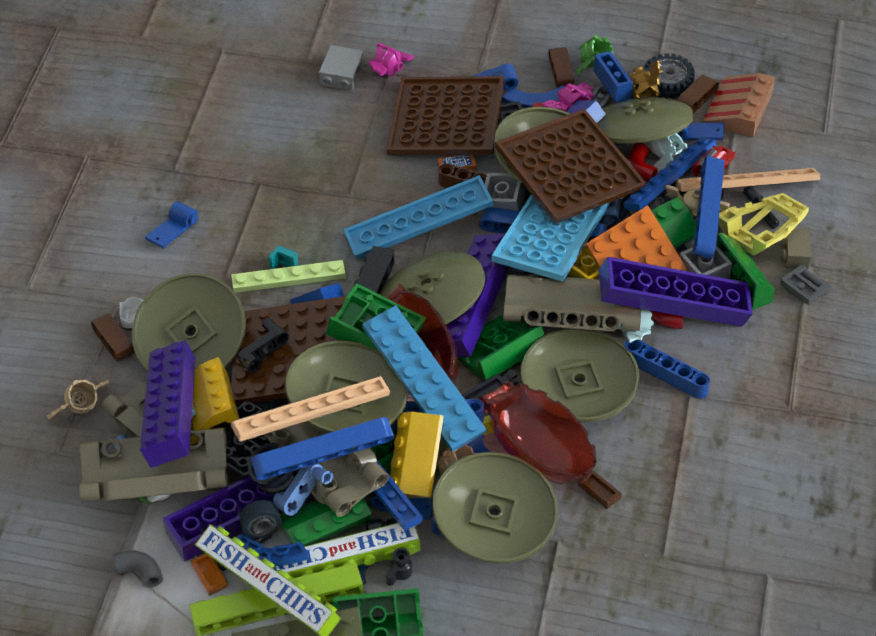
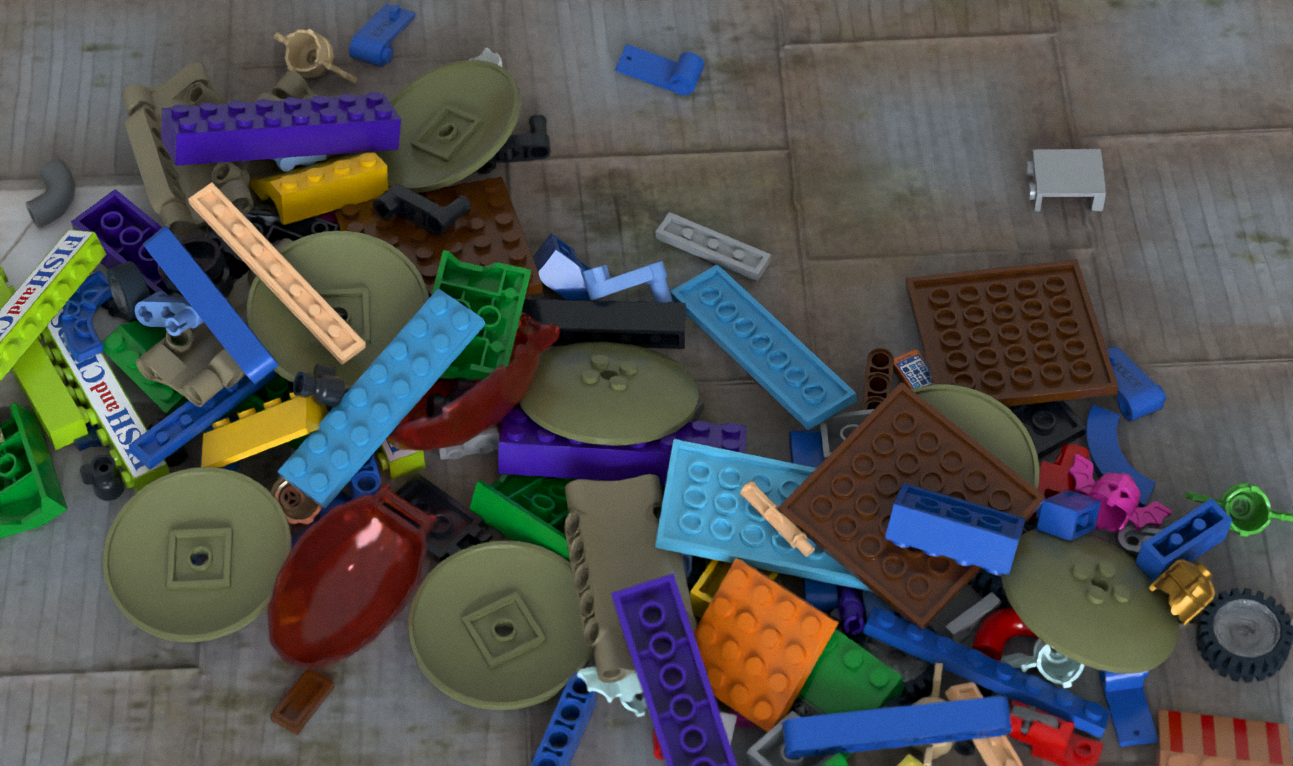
camera: 75 degrees right, 5 degrees up
(79, 362) = (374, 39): none -> blue door
(112, 337) = (439, 51): reddish brown beam -> none
(283, 257) = (638, 202): teal bracket -> none
(288, 276) = (607, 220): yellowish green plate -> none
(326, 230) = (713, 246): none -> light grey plate
(345, 272) = (601, 284): none -> medium blue beam
(388, 62) = (1098, 232): dark pink helmet -> none
(410, 402) = (322, 386): none -> black piece
(557, 224) = (781, 523): none -> light nougat piece
(561, 66) = (1198, 471): reddish brown beam -> none
(598, 145) = (955, 529): none -> blue slope
(617, 216) = (850, 609): none -> dark purple pin
(699, 92) = (1216, 687): reddish brown beam -> none

